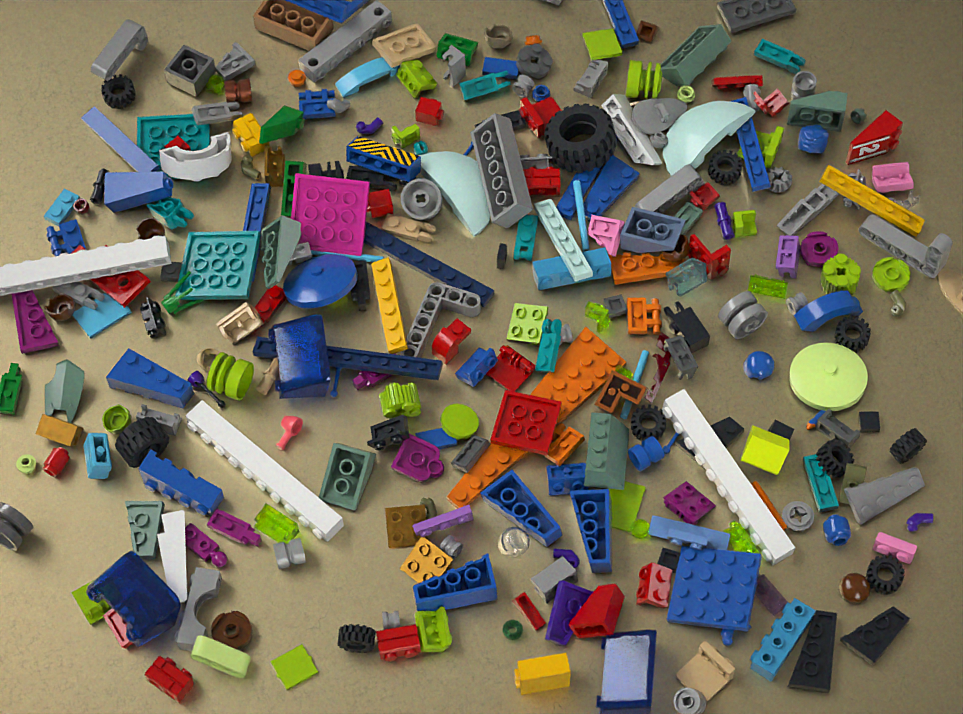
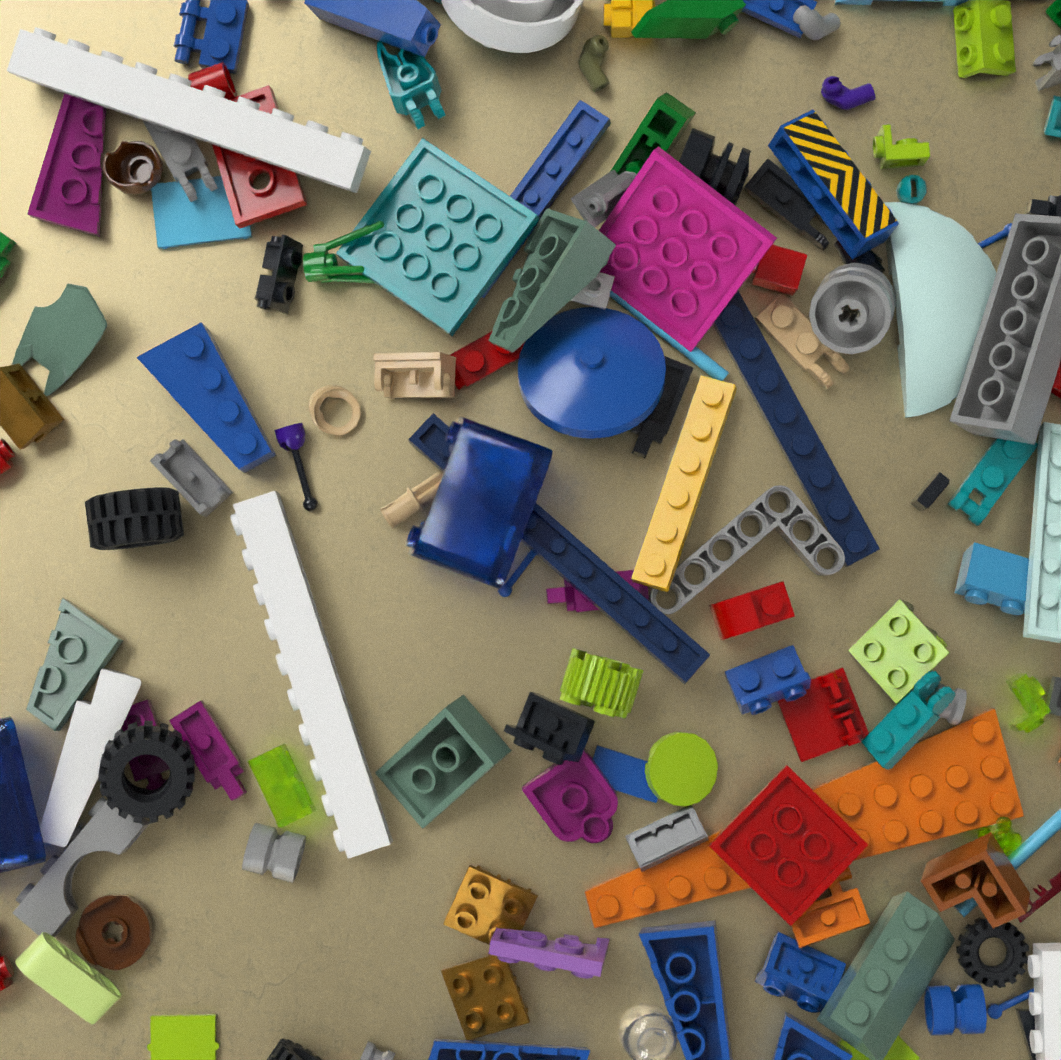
camera: 30 degrees right, 25 degrees up
(97, 455) = (54, 494): medium azure brick -> none
(116, 419) = (121, 440): lime hair -> none
(149, 228) = (357, 104): reddish brown hair -> none
(171, 272) = (359, 203): dark grey plate -> none
(179, 485) = (162, 627): blue wedge -> none
(211, 527) = (142, 801): none -> black tyre
(230, 376) = (344, 471): lime wheel -> none
(274, 166) = (638, 86): pearl gold hinge -> none
(284, 209) = (601, 197): none -> light grey hinge
(292, 426) = (401, 614): coral bar -> none
(429, 111) = (969, 124): red brick -> none
(430, 506) = (545, 904): olive arm -> none
(451, 547) = (539, 990): light grey wheel -> none

